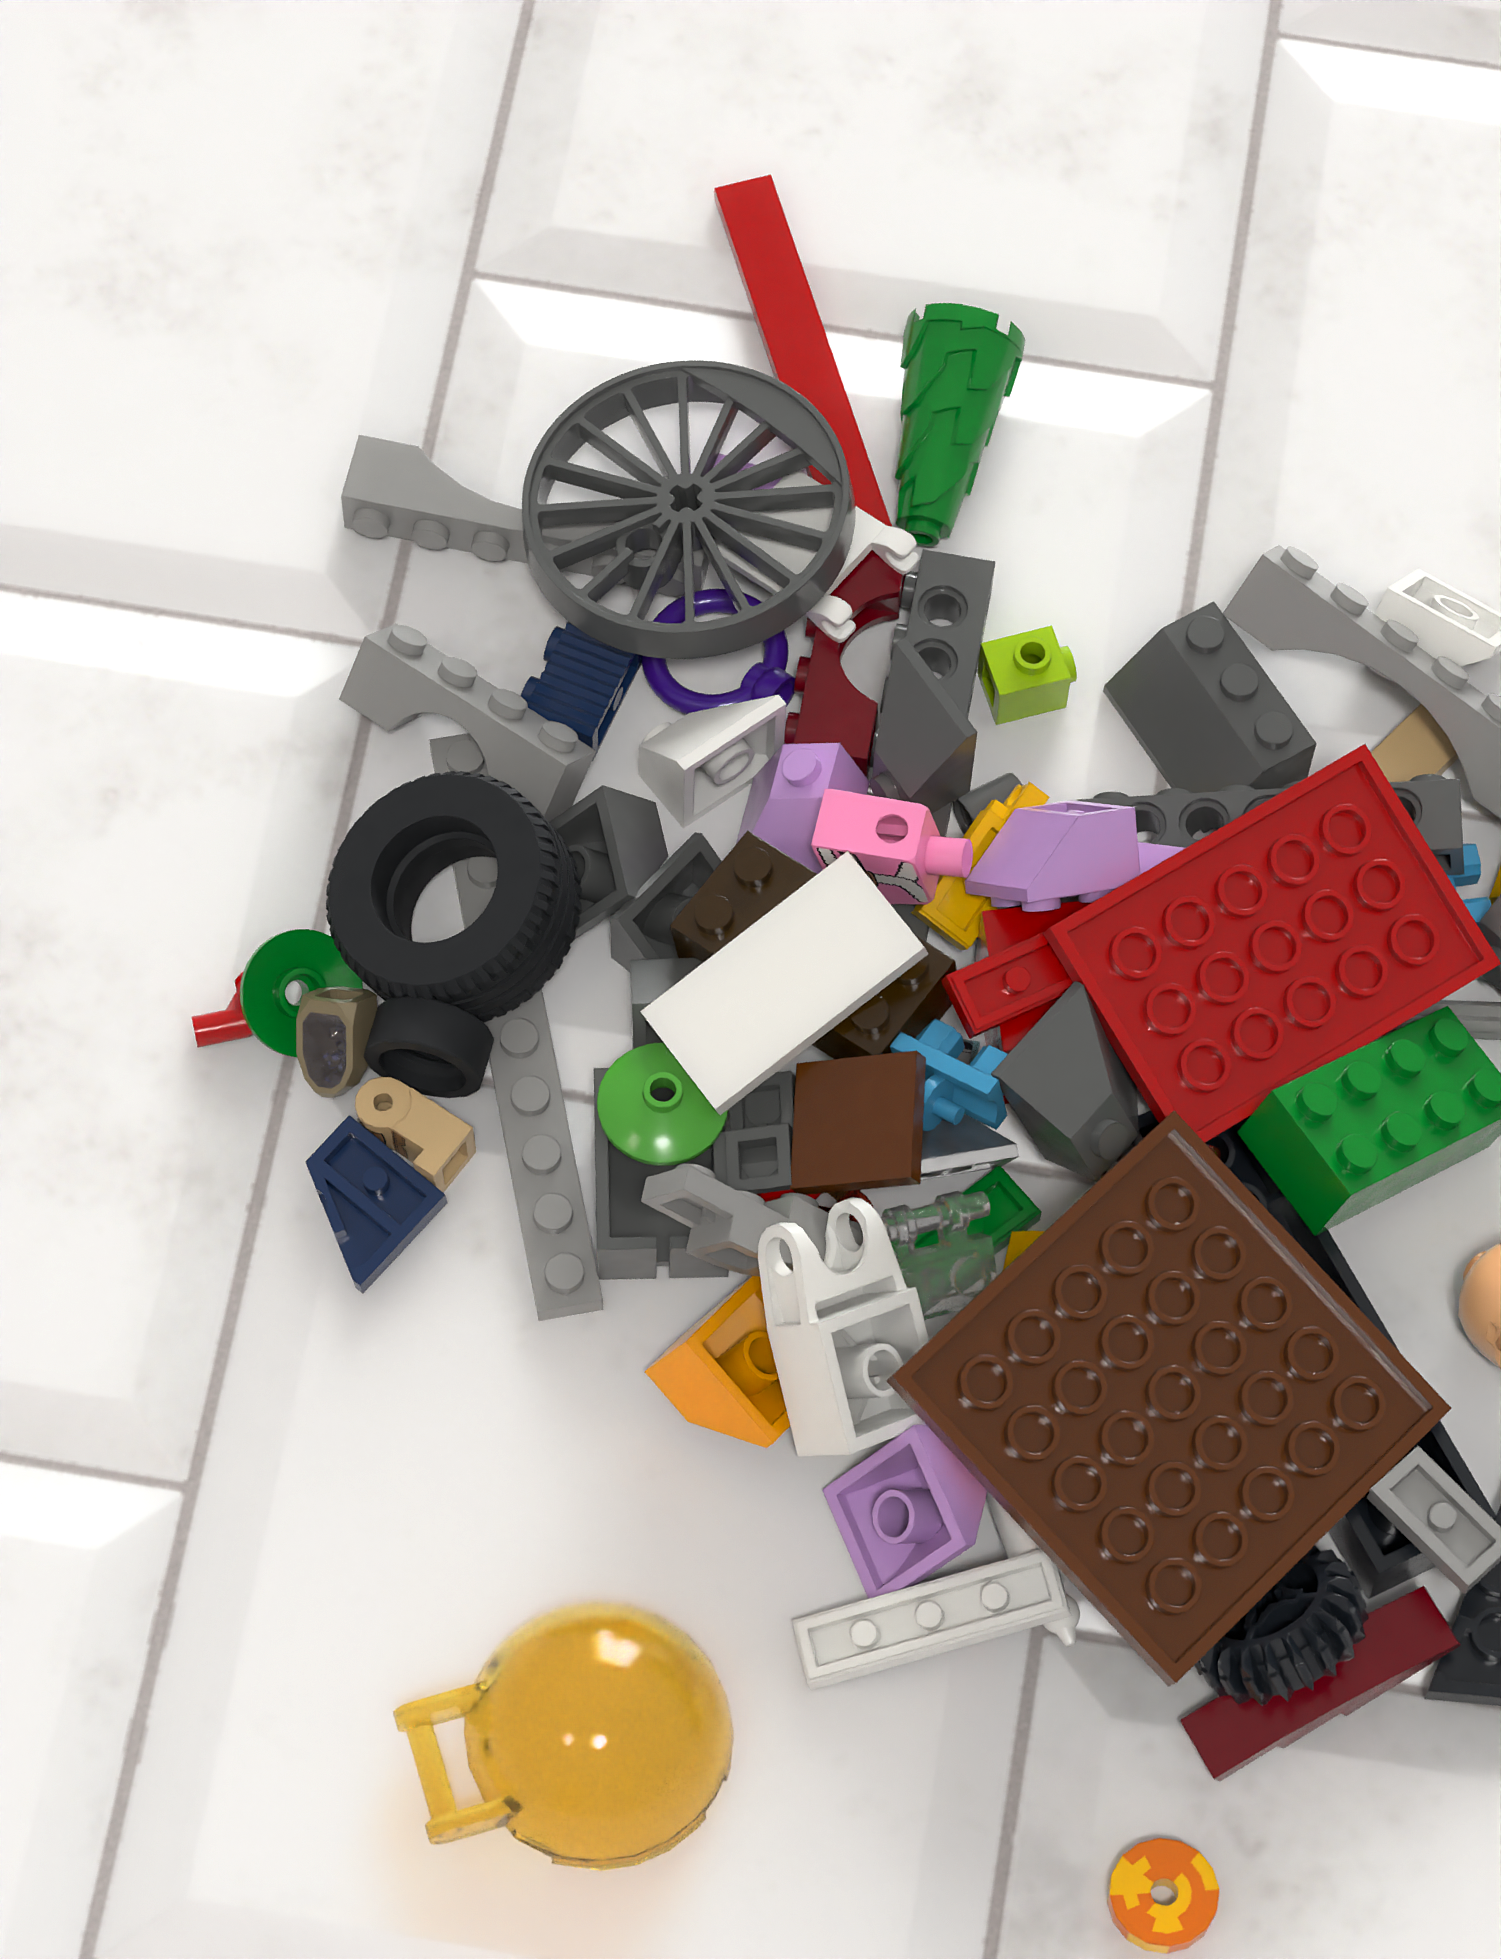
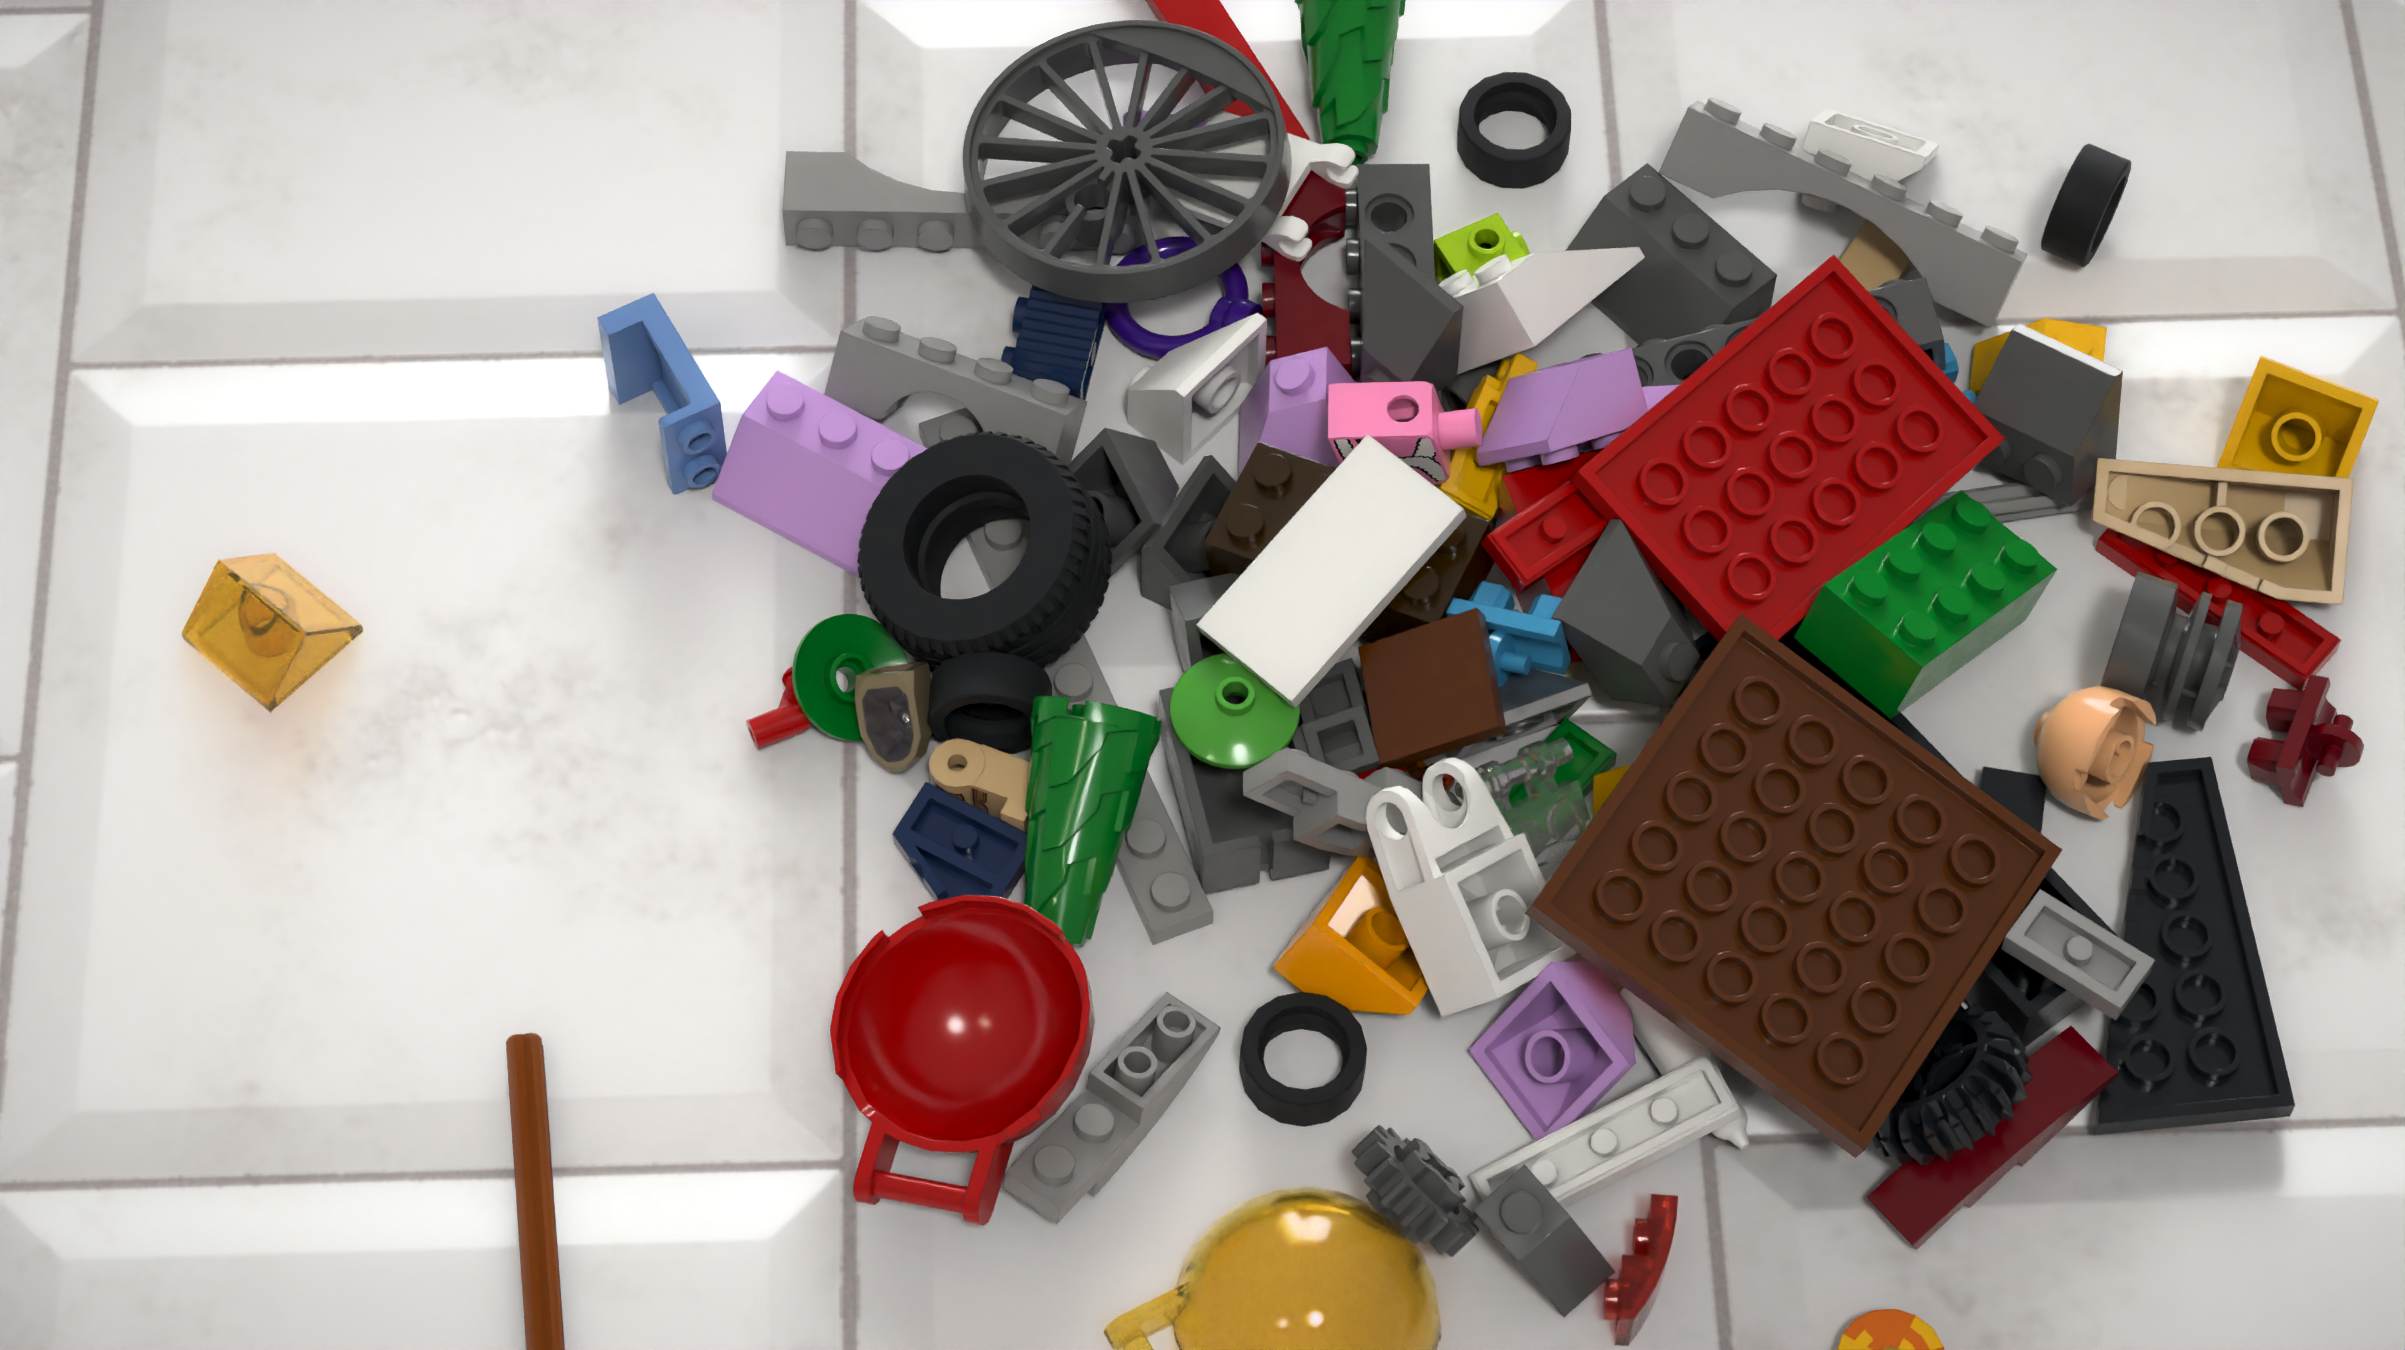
camera: 10 degrees left, 5 degrees down
(172, 625) = (647, 355): none -> medium blue panel
(309, 766) = (809, 468): none -> lavender slope
(313, 1397) = (960, 1043): none -> red windscreen
(457, 1489) = (1115, 1111): none -> light grey slope
(489, 1172) = (1079, 803): none -> green cone
(651, 1420) = (1310, 1013): none -> black tyre
(728, 1631) = (1415, 1190): none -> dark grey gear
(844, 1705) = (1543, 1240): none -> dark grey slope
(933, 1763) = (1640, 1275): none -> clear red slope
(1045, 731) = (1527, 299): none -> white slope
(1100, 497) = (1520, 94): none -> black tyre
(1427, 1337) = (2017, 792): none -> black tile

